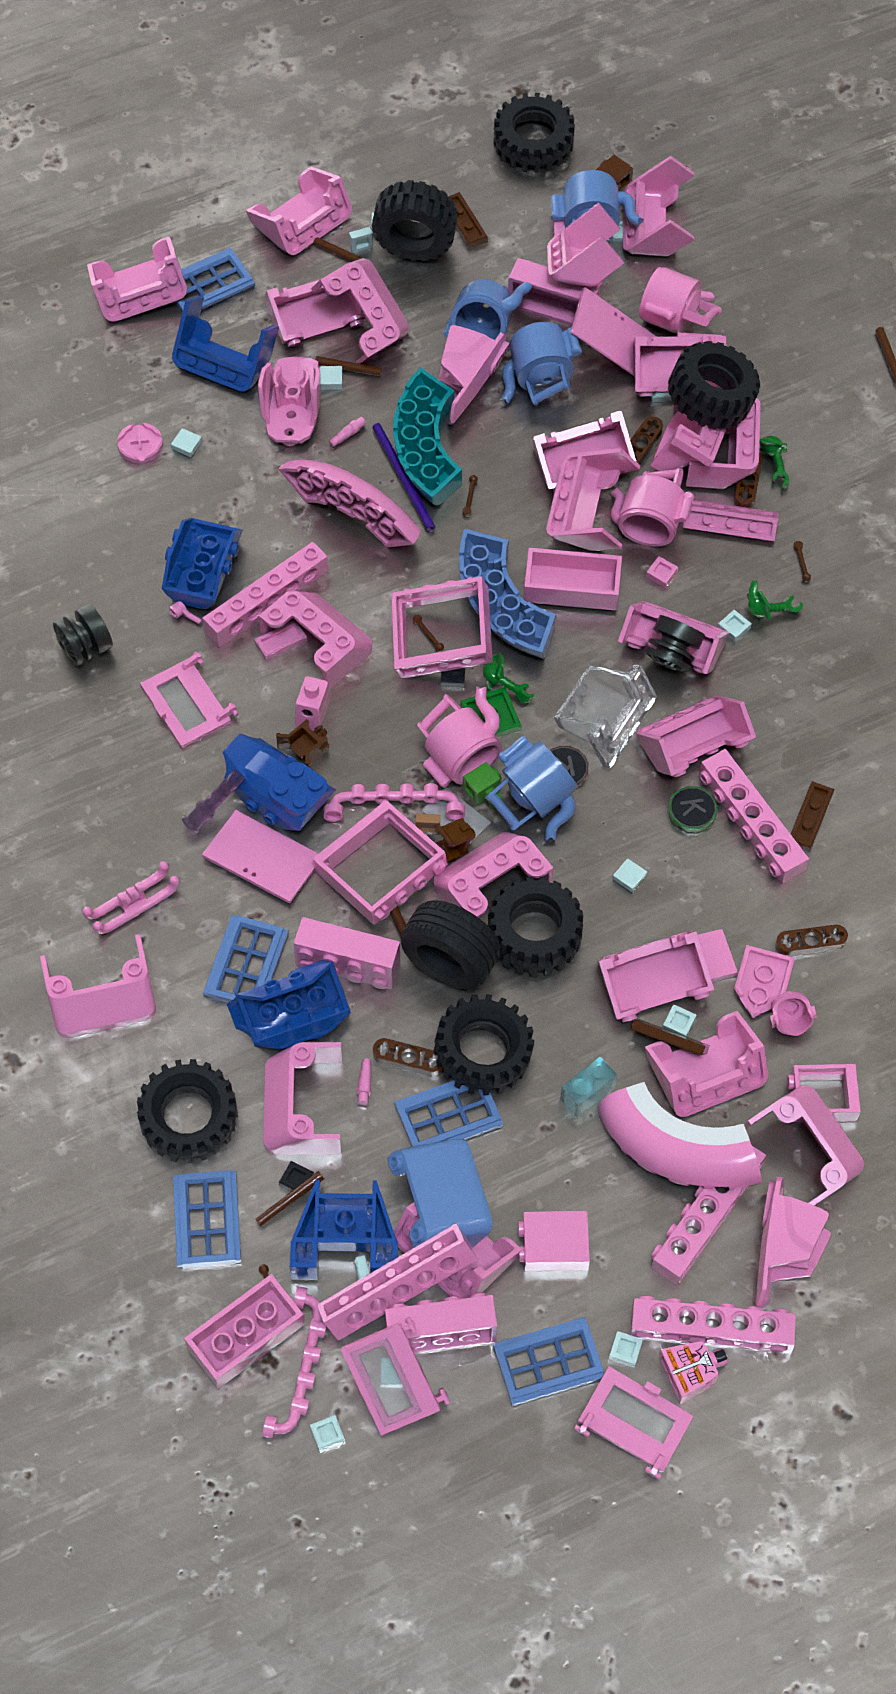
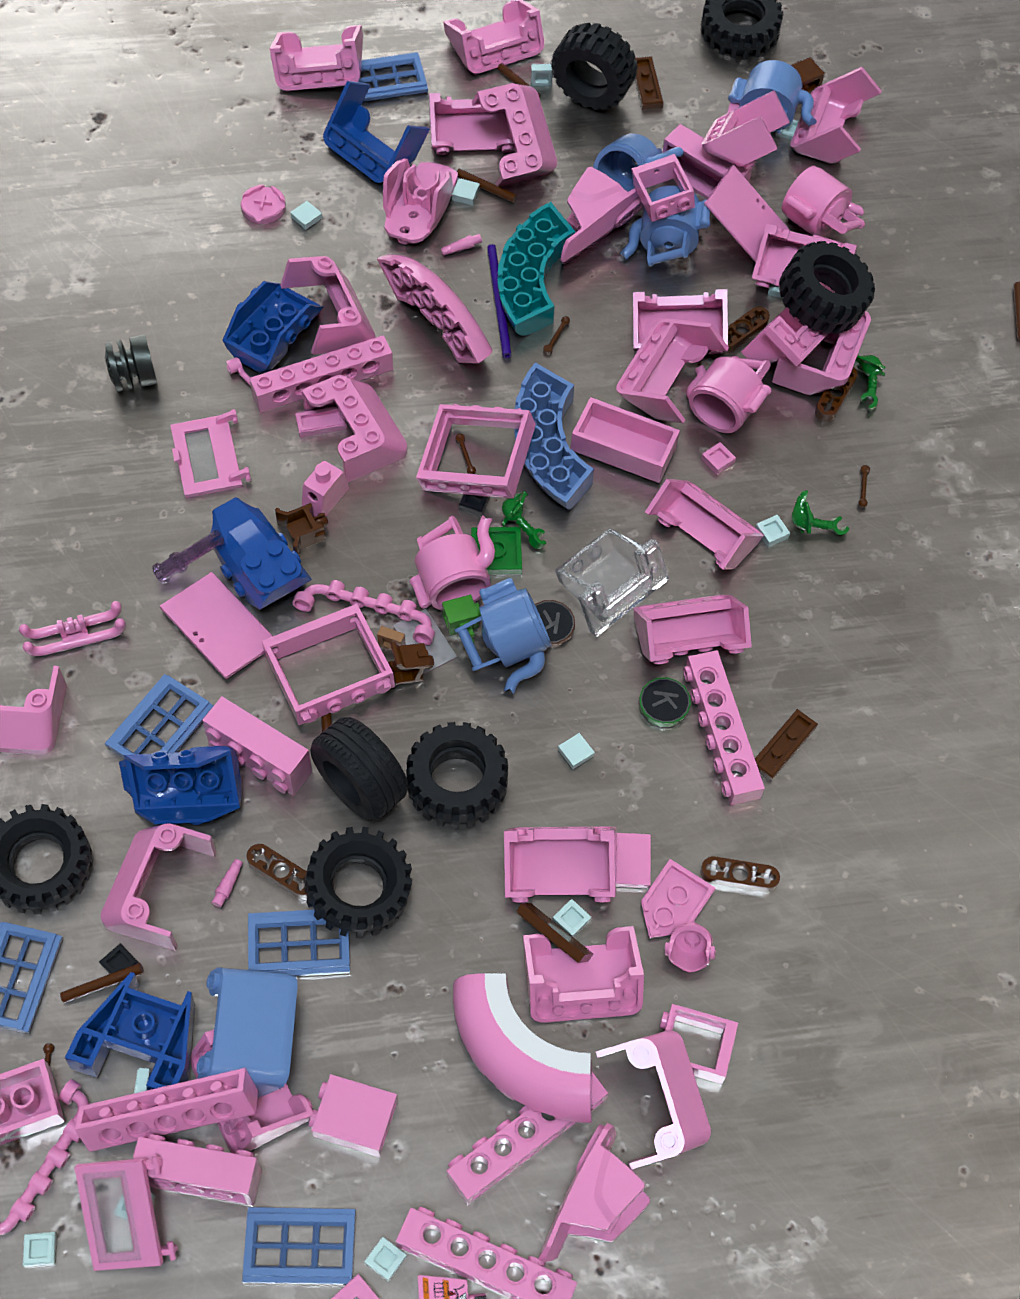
camera: 15 degrees right, 0 degrees up
(280, 540) = (352, 320): none -> bright pink windscreen
(464, 877) = (429, 697): bright pink windscreen -> none
(526, 308) = (668, 169): none -> bright pink window
(588, 1086) = (450, 959): clear light blue brick -> none
(674, 643) = (701, 530): pearl dark grey wheel -> none
(732, 520) = (805, 426): bright pink fence -> none

